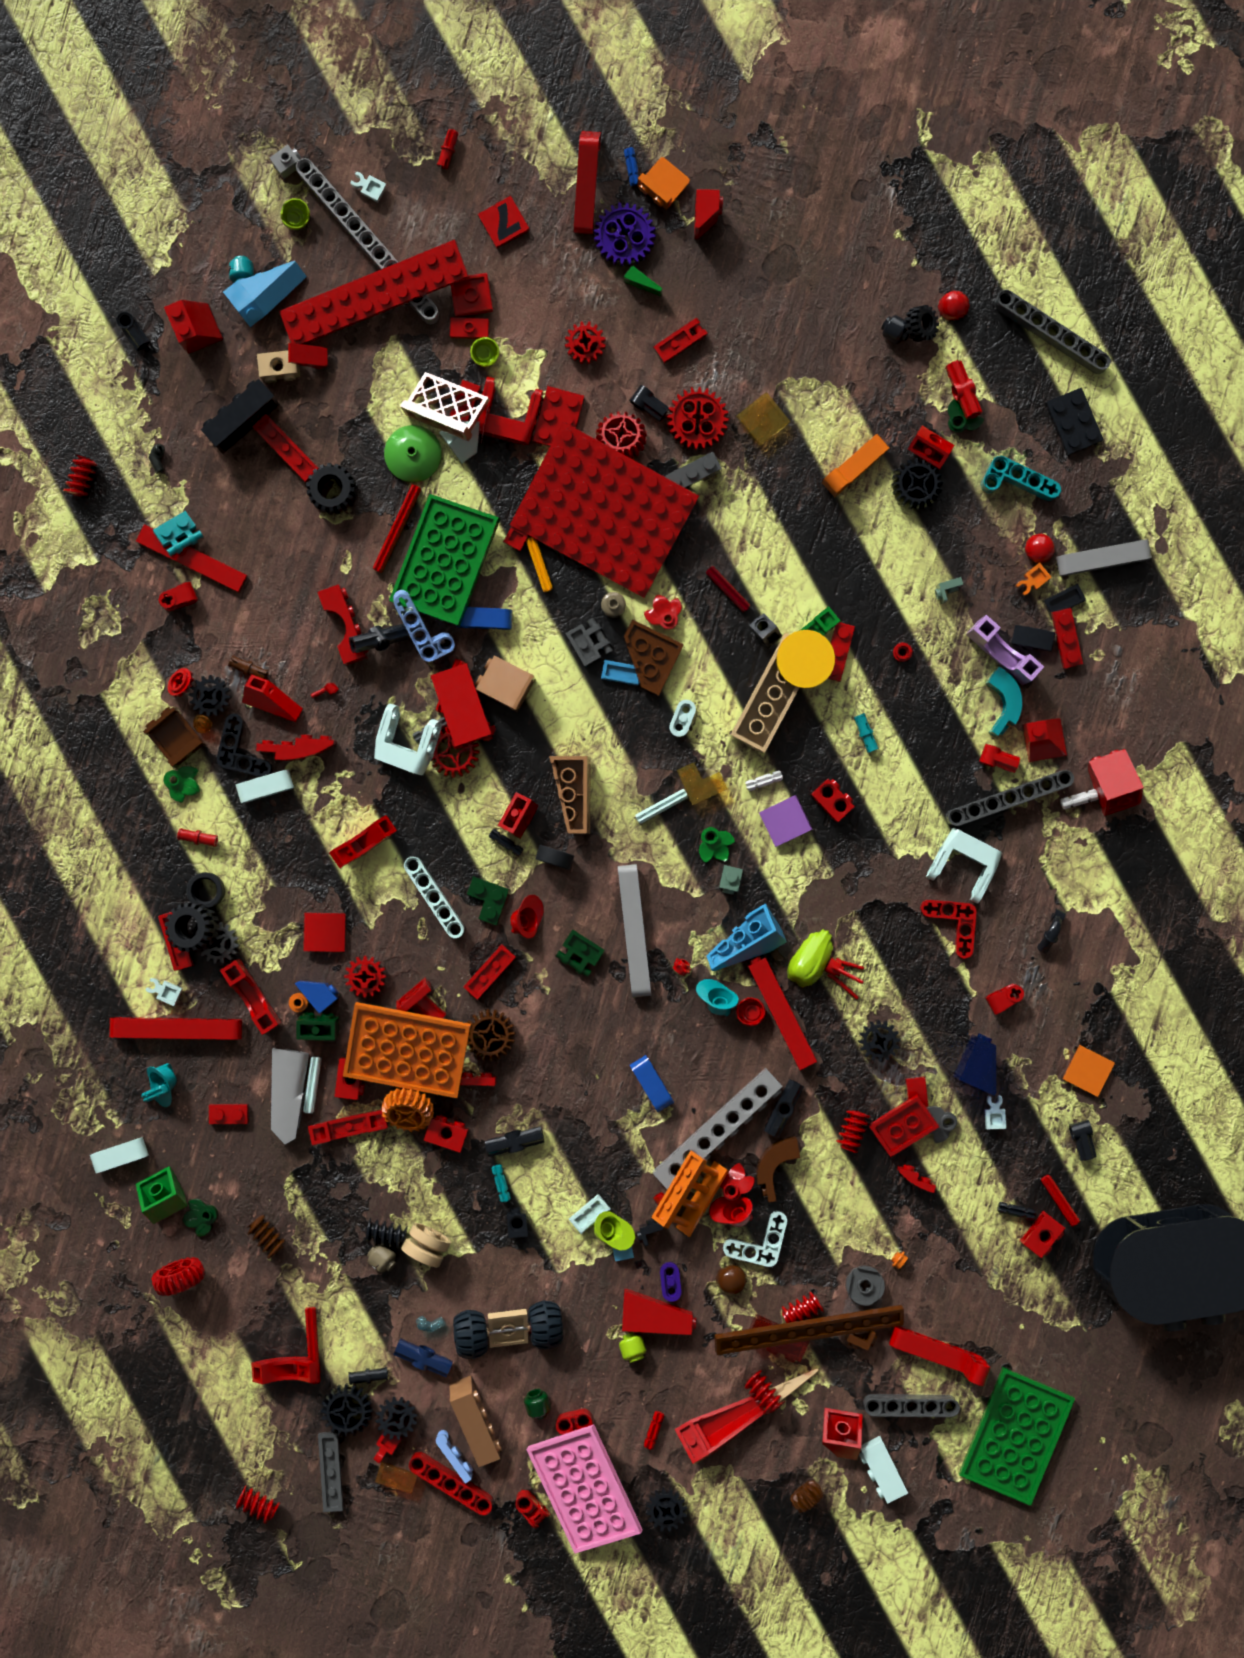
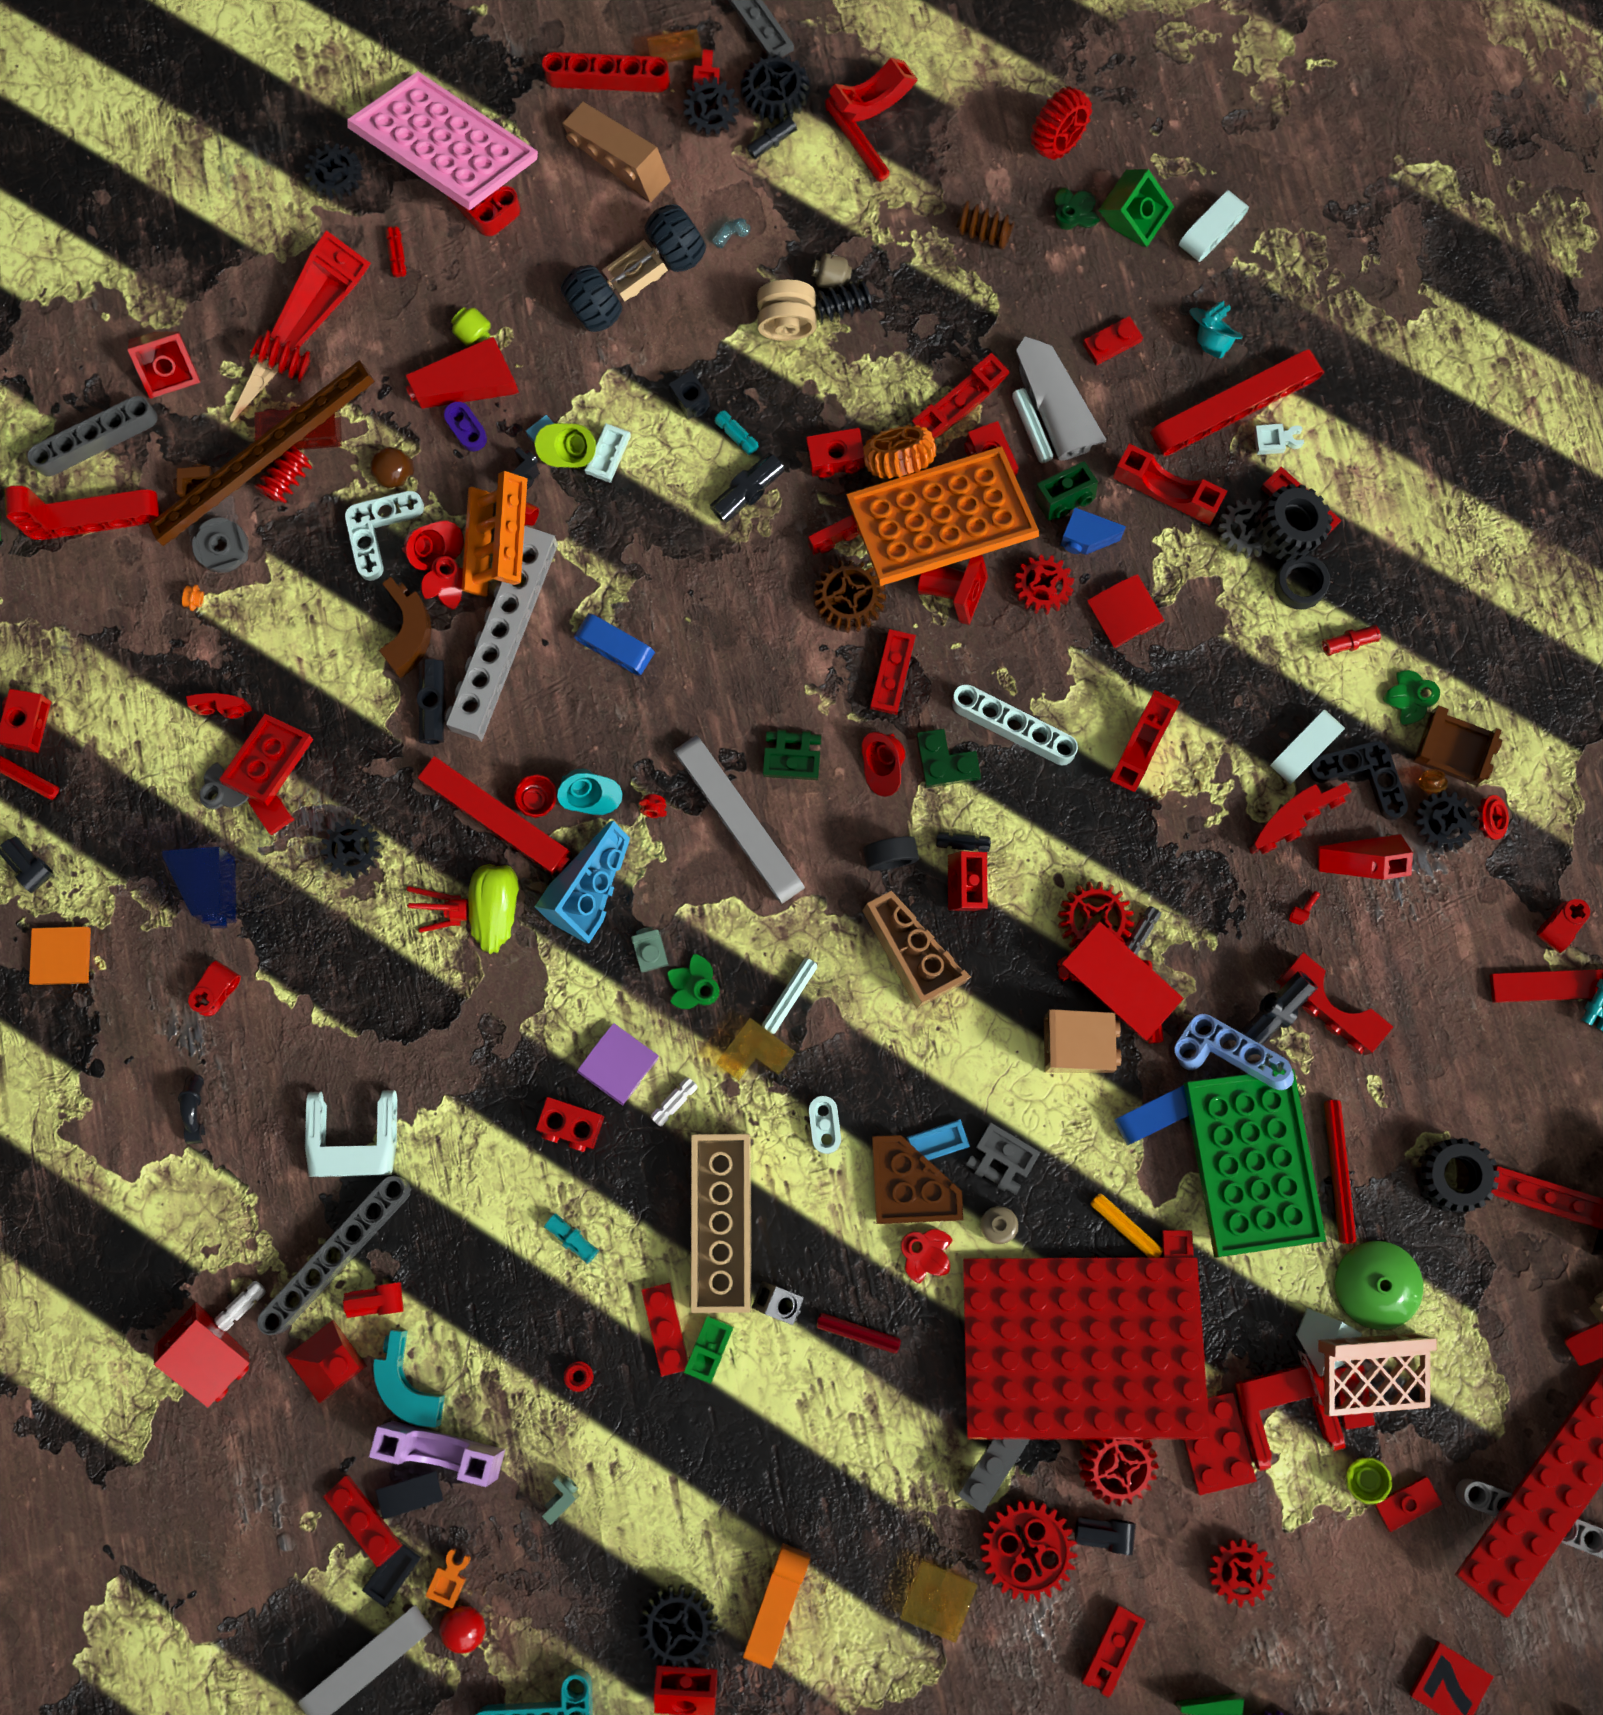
camera: 155 degrees right, 10 degrees down
(247, 667) = (1419, 883): reddish brown pin -> none
(304, 1002) = (1111, 503): orange plate -> none
(401, 756) = (1161, 875): light aqua connector -> none
(423, 1357) = (717, 189): dark blue piece -> none
(454, 1456) = (619, 102): light blue plate -> none
(472, 296) = (1431, 1552): red plate -> none
(533, 1511) = (493, 92): red piece -> none
(537, 1404) = (552, 207): dark green head -> none
(805, 659) = (703, 1290): yellow tile -> none
(806, 1496) = (169, 268): reddish brown gear -> none
(852, 1130) = (328, 720): red piece -> none
(882, 1470) = (91, 346): light aqua brick -> none
(961, 921) = (321, 1060): red beam -> none
(995, 1117) = (154, 834): light aqua plate -> none
(1015, 1210) = (71, 733): black axle -> none

